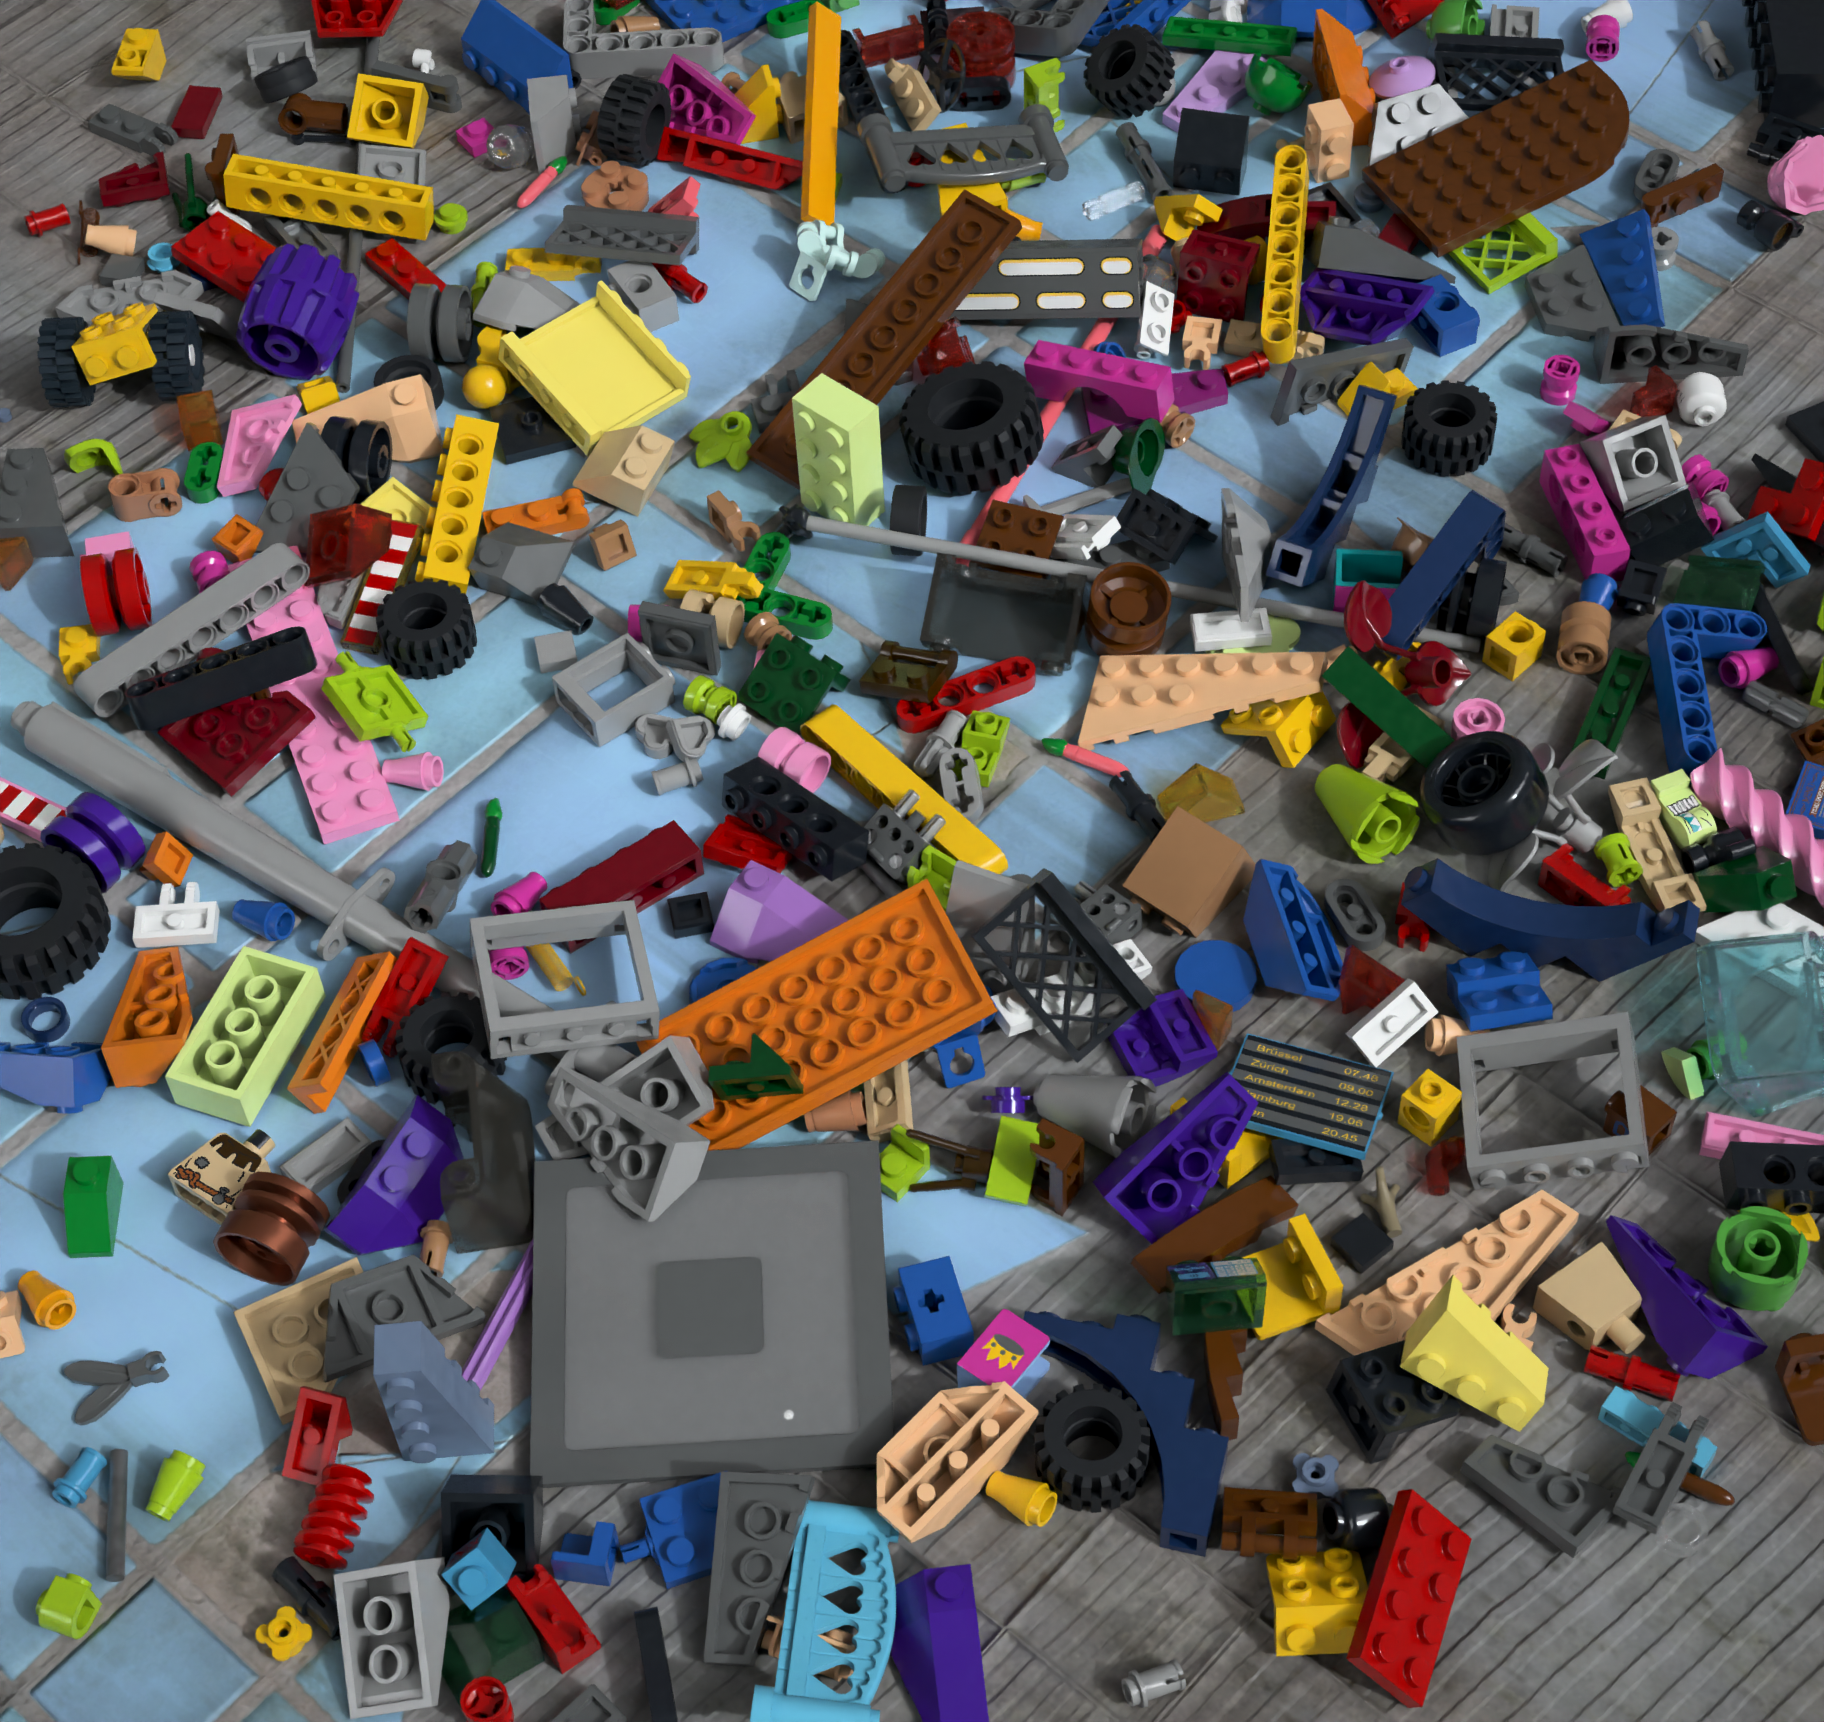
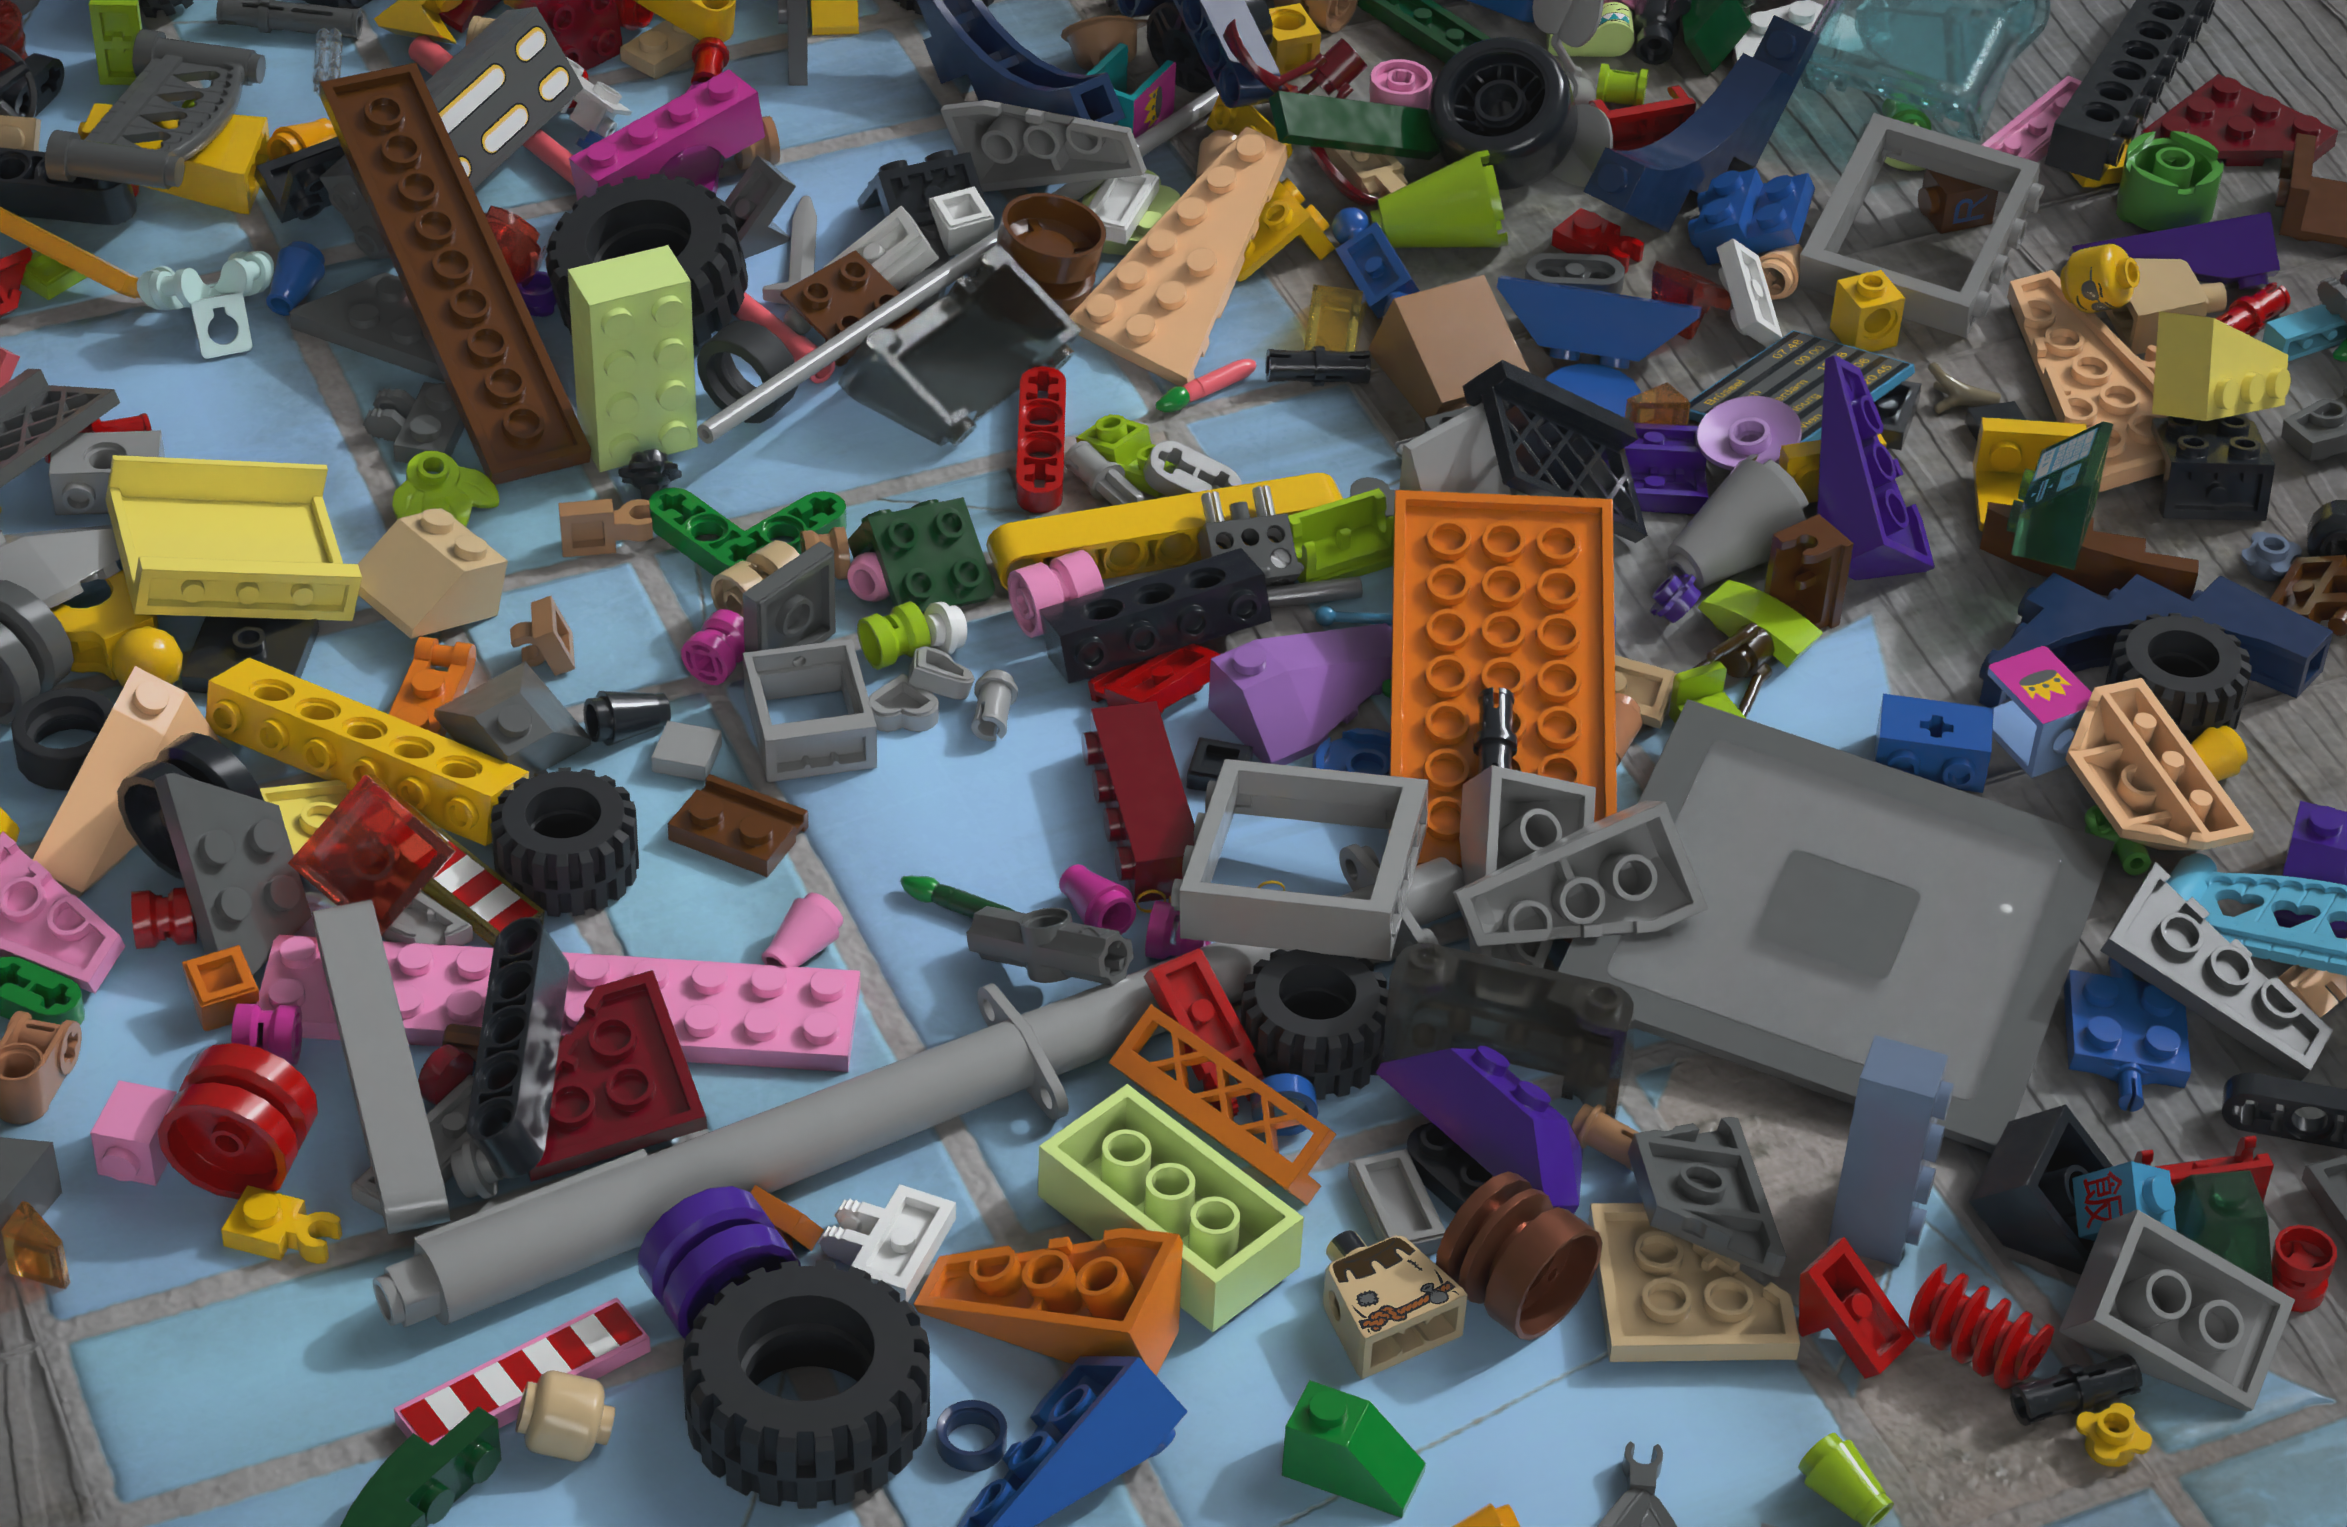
camera: 70 degrees left, 10 degrees down
(265, 918) = (956, 1150): blue cone -> none
(374, 702) = (664, 926): lime plate -> none
(501, 1322) = (1737, 1101): medium lavender axle -> none
(503, 703) = (738, 825): none -> reddish brown plate
(587, 1557) = (2128, 1117): blue panel -> none
(712, 577) = (686, 574): yellow hinge -> none
(739, 1040) = (1495, 741): none -> black pin
(761, 1077) = (1560, 729): dark green slope -> none
(871, 285) = (295, 274): none -> blue cone
(908, 681) = (990, 470): dark brown plate -> none
(1140, 453) = (809, 178): dark green piece -> none
(1145, 549) = (961, 219): none -> white slope
(1199, 1067) = (1746, 428): none -> lavender dish
(1201, 339) = (635, 77): light nougat plate -> none
(1217, 1230) = (1951, 516): reddish brown slope -> none
(1273, 796) = (1371, 260): none -> blue plate
(1441, 1161) = (1929, 342): clear red arm -> none
(1554, 1241) = (2099, 278): none -> yellow head
(1638, 818) = (1693, 70): tan slope -> none

